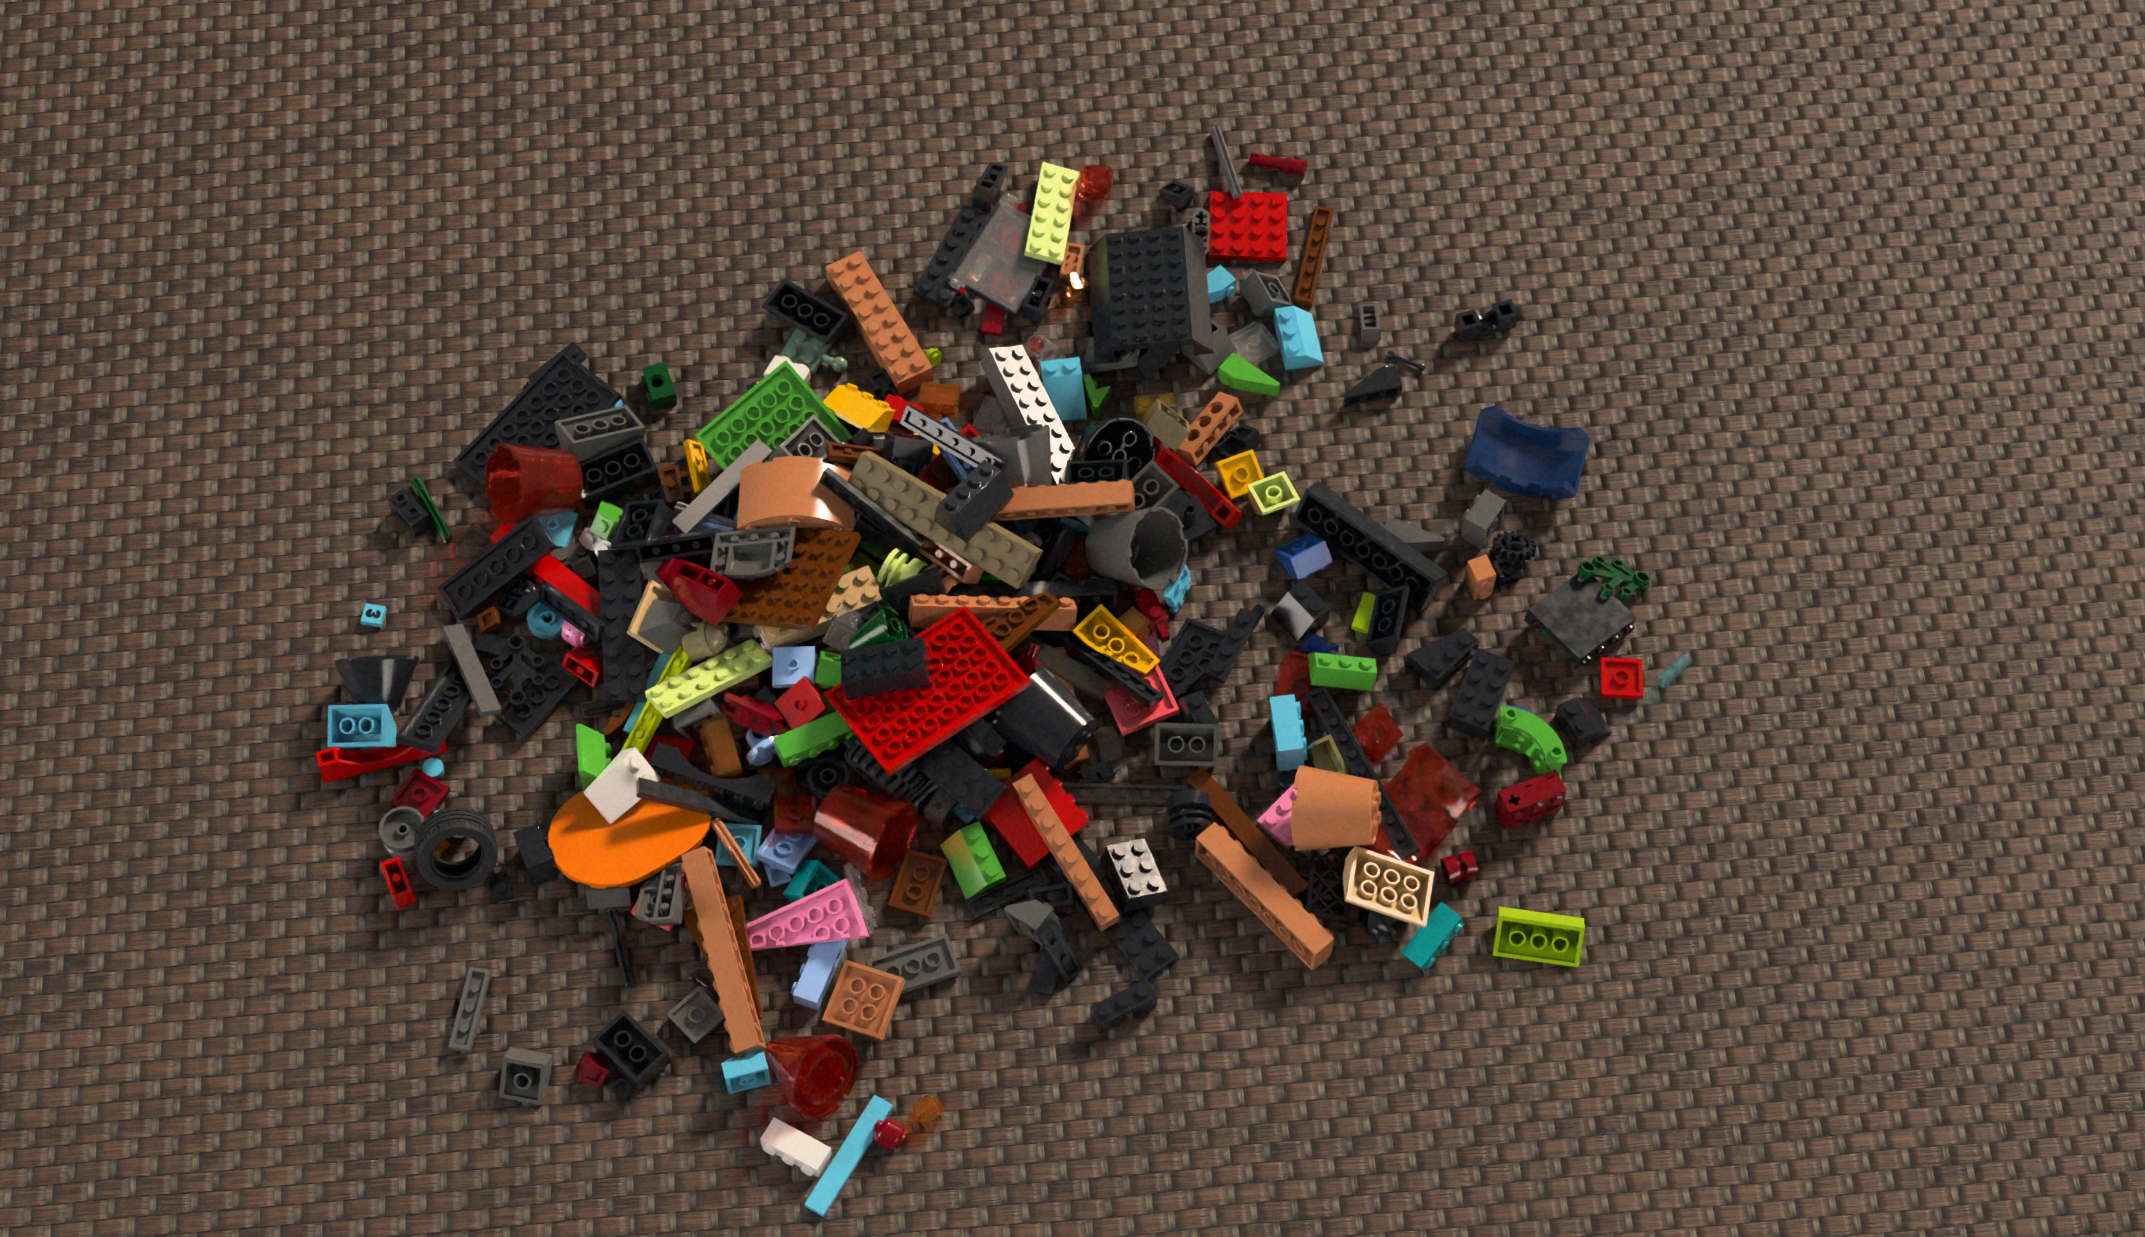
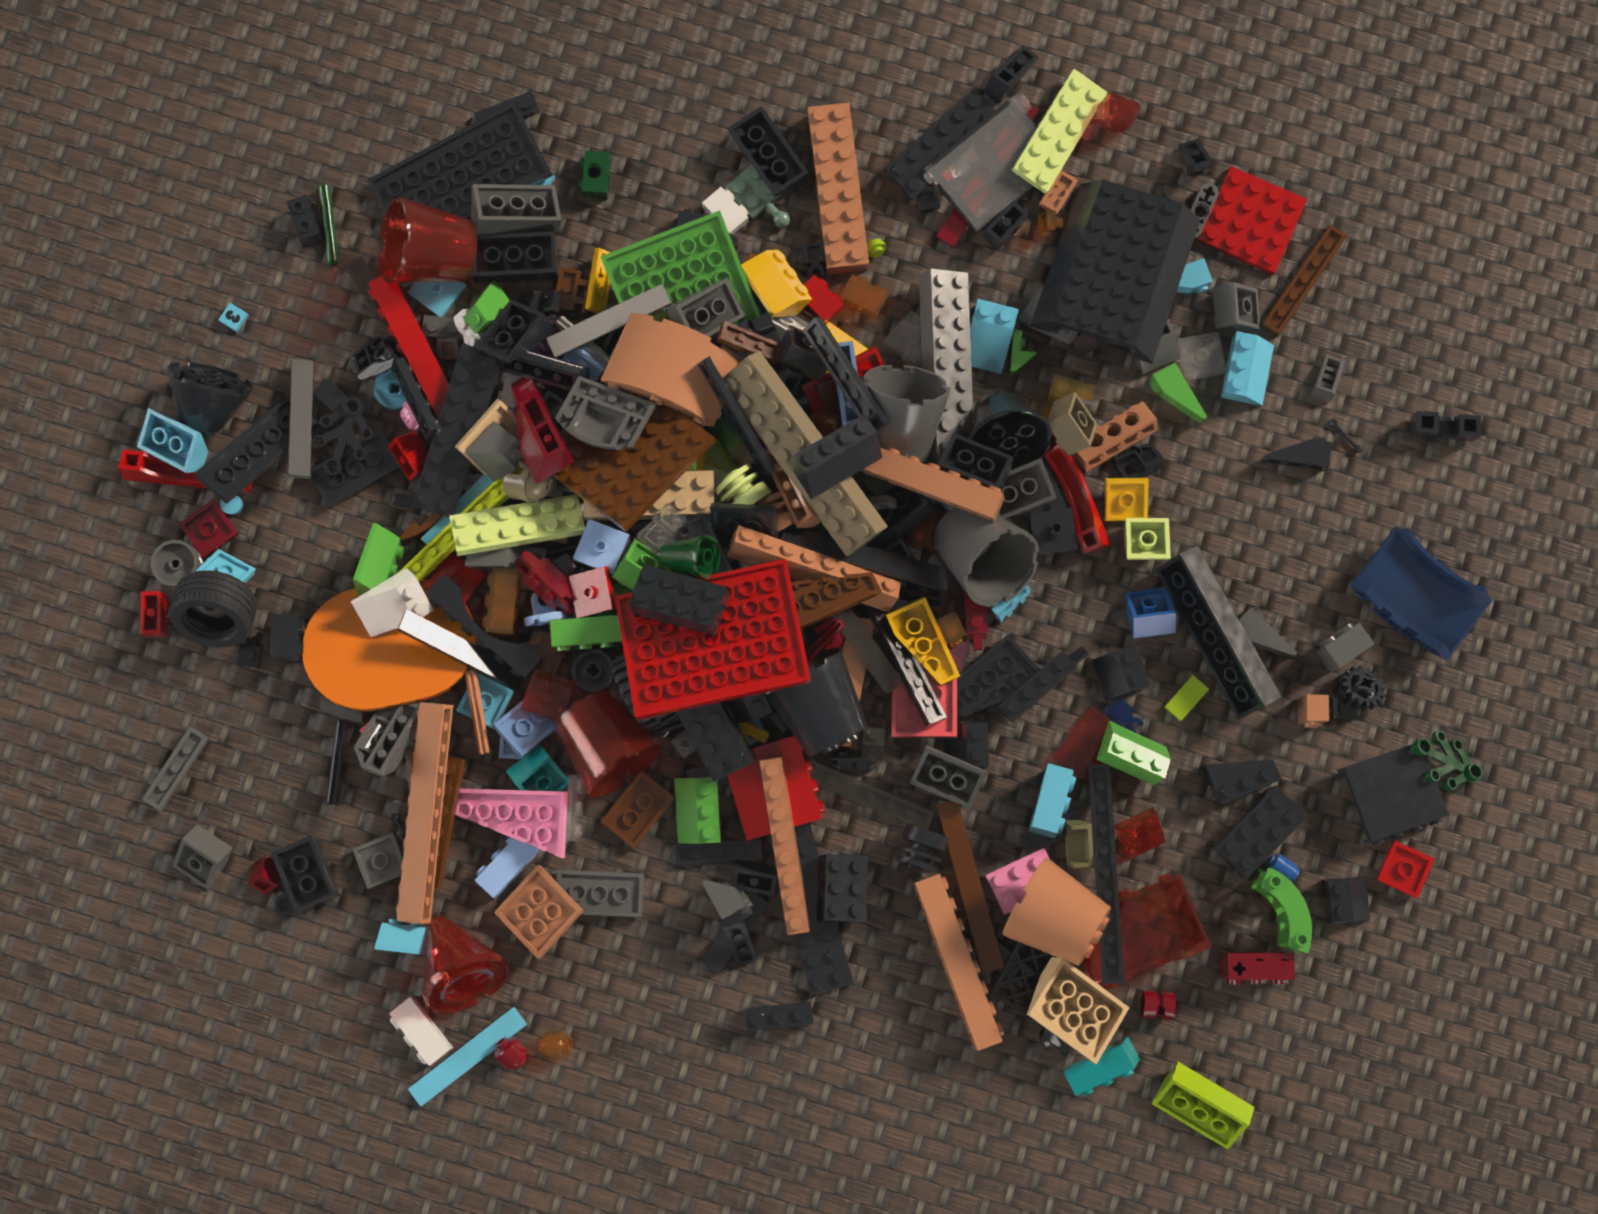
camera: 20 degrees right, 20 degrees up
(489, 620) = (339, 368): reddish brown plate -> none
(497, 567) = (362, 319): black plate -> none
(1042, 348) = (988, 281): clear rock -> none
(1226, 162) = (1260, 140): dark grey axle -> none
(1286, 164) = (1322, 166): dark red pin -> none
(1387, 620) = (1201, 720): black slope -> none
(1673, 669) = (1461, 880): clear light blue pin -> none

